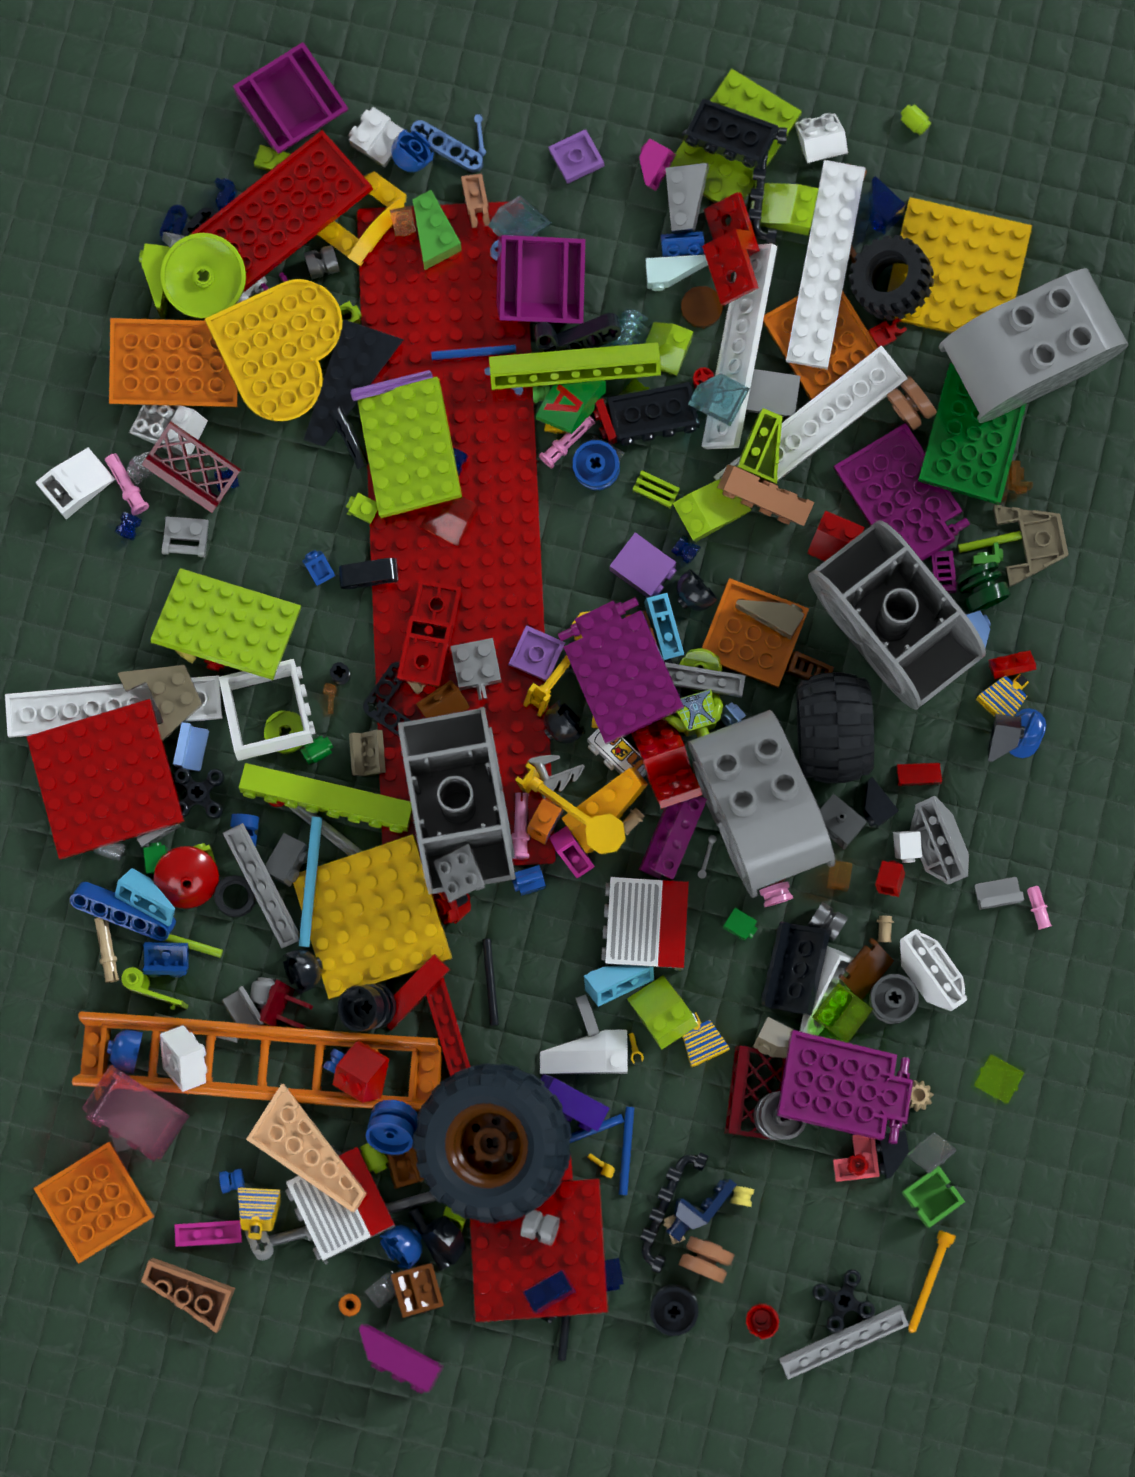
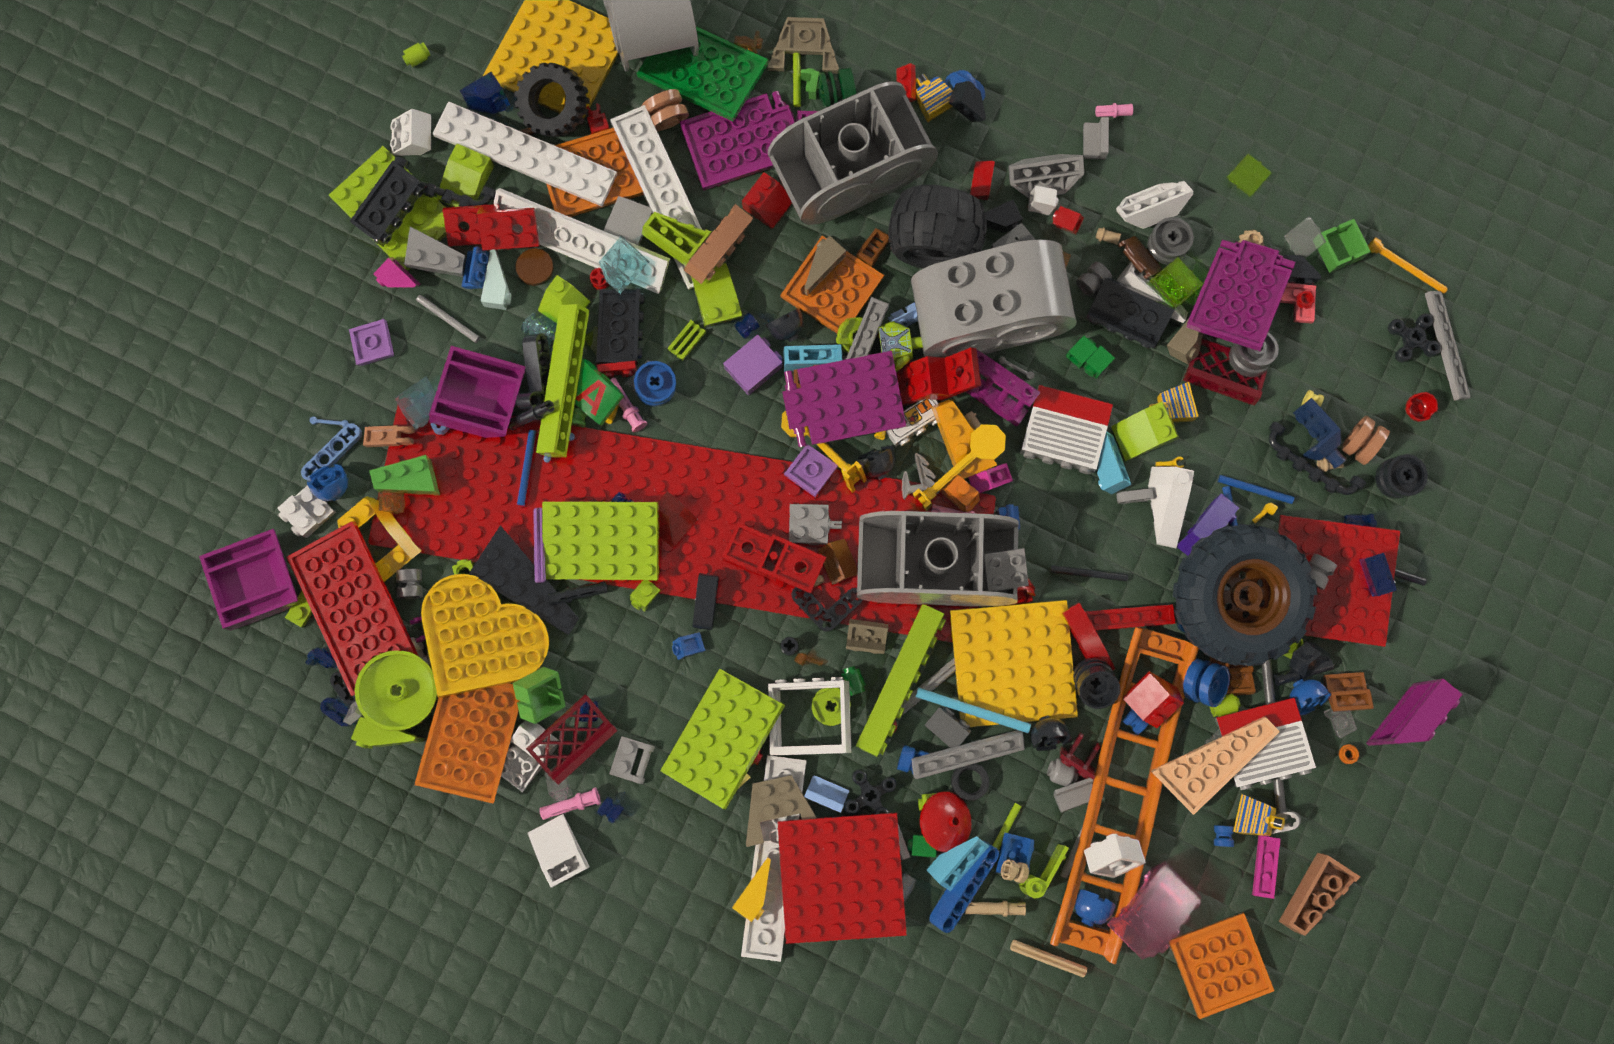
camera: 80 degrees left, 0 degrees up
(65, 1017) = (1048, 958): none -> tan axle
(69, 692) = (753, 897): none -> yellow slope
(148, 959) = (1014, 871): none -> tan wheel
(227, 422) = (536, 698): none -> bright green piece
(530, 344) = (535, 413): none -> black pin
(622, 229) = (447, 318): none -> light grey bar
(731, 945) = (1098, 362): none -> green brick

